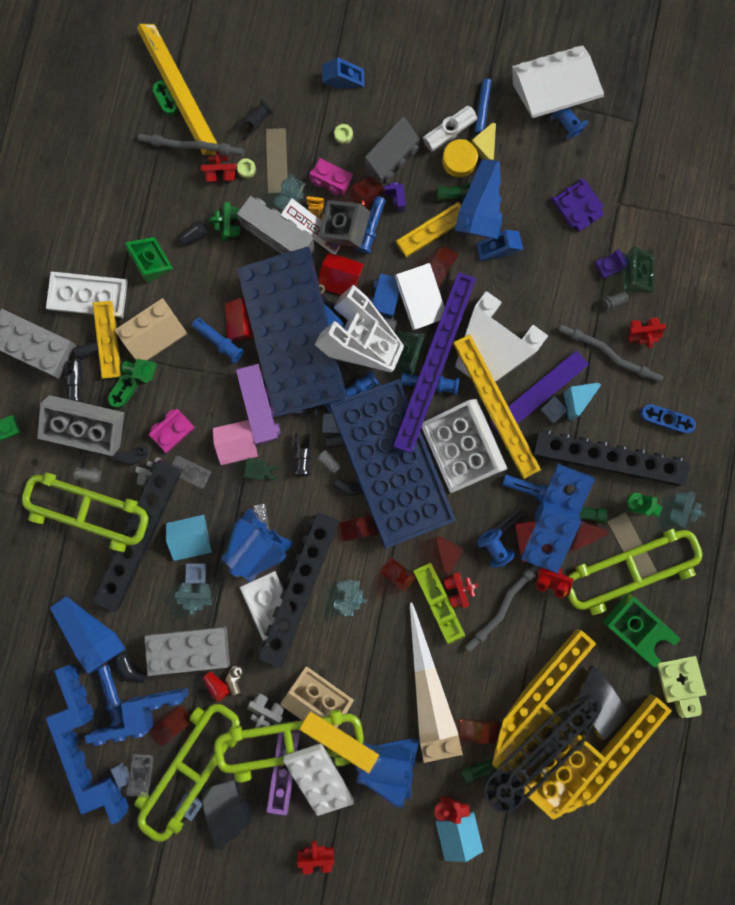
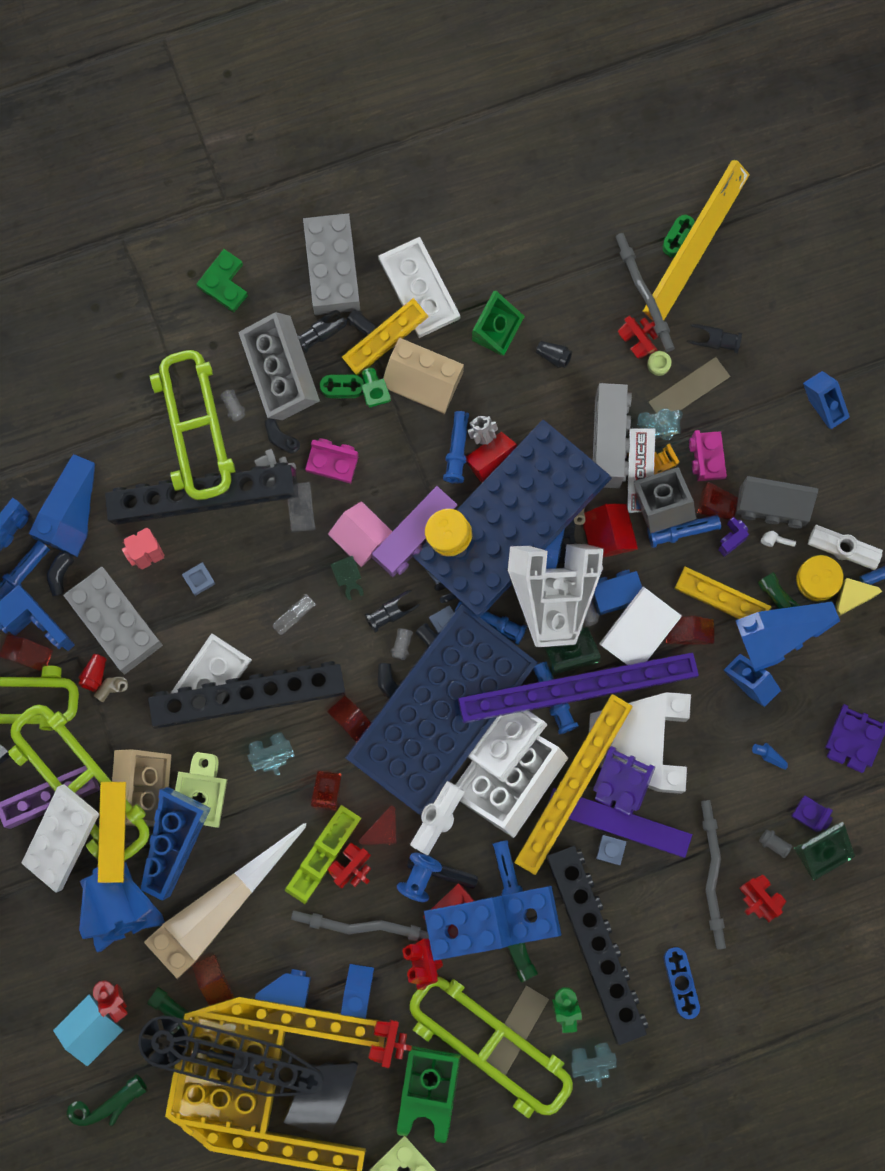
camera: 60 degrees right, 5 degrees down
(150, 600) = (142, 549): none -> coral brick
(188, 538) = (230, 548): medium azure slope -> none
(193, 601) = (168, 594): clear light blue hips -> none
(216, 314) = (482, 430): none -> light grey gear
(228, 213) = (580, 386): green hips -> none
(254, 547) = (261, 619): blue brick -> none
(257, 707) = (97, 730): light grey hips -> none
(274, 381) = (448, 532): none -> yellow head
(336, 660) = (204, 781): none -> yellowish green plate
(343, 134) = (764, 440): yellowish green tile -> none
(365, 698) = (173, 837): none -> blue wedge
(412, 173) = (770, 537): none -> white hand
(442, 433) = (507, 743): none -> white tile
(463, 511) = (437, 818): none -> white piece
(515, 373) = (622, 782): none -> dark purple plate
(515, 683) = (288, 989): none -> blue slope
(518, 829) = (115, 1105): none -> dark green plant
(545, 636) = (357, 991): none -> blue slope
(556, 266) = (770, 755): none -> blue bar
(578, 397) = (641, 867): medium azure slope -> none
(587, 534) = (496, 968): clear red slope -> none
(588, 632) = (389, 1031): none -> red hips

